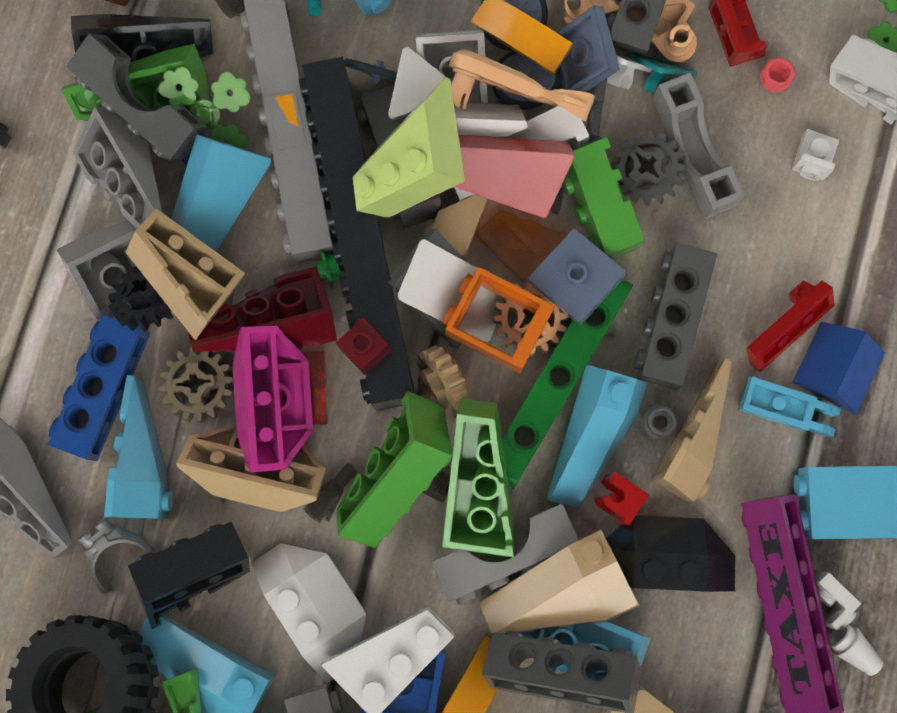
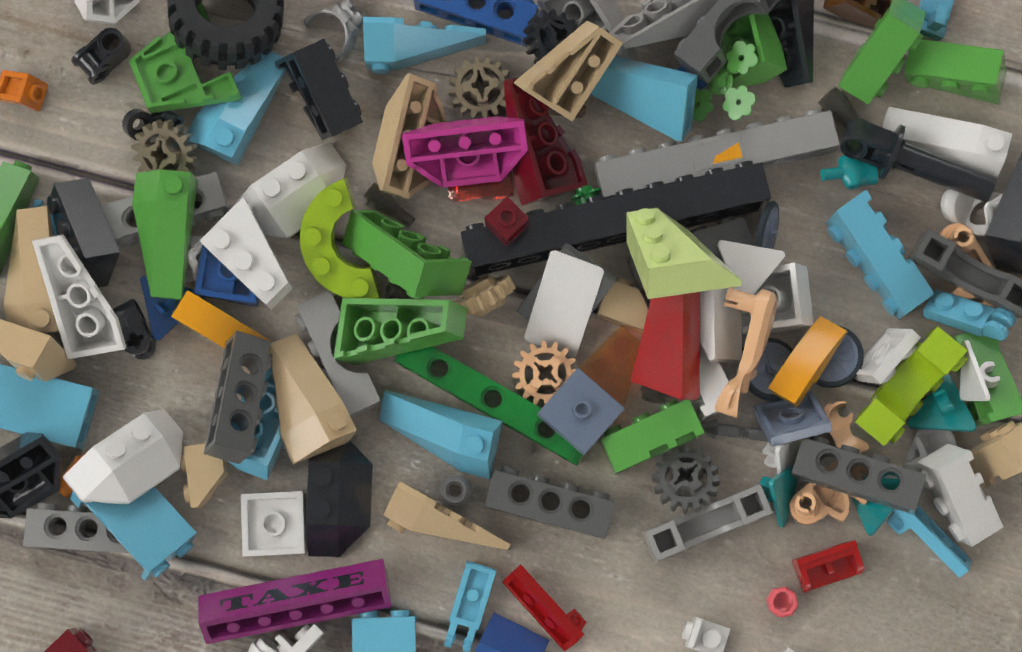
camera: 85 degrees right, 0 degrees up
(388, 572) = (320, 249): none -> lime brick
(505, 289) = (523, 369): orange window -> none
(624, 501) = (384, 452): red hinge -> none
(700, 631) = (273, 523): none -> white plate

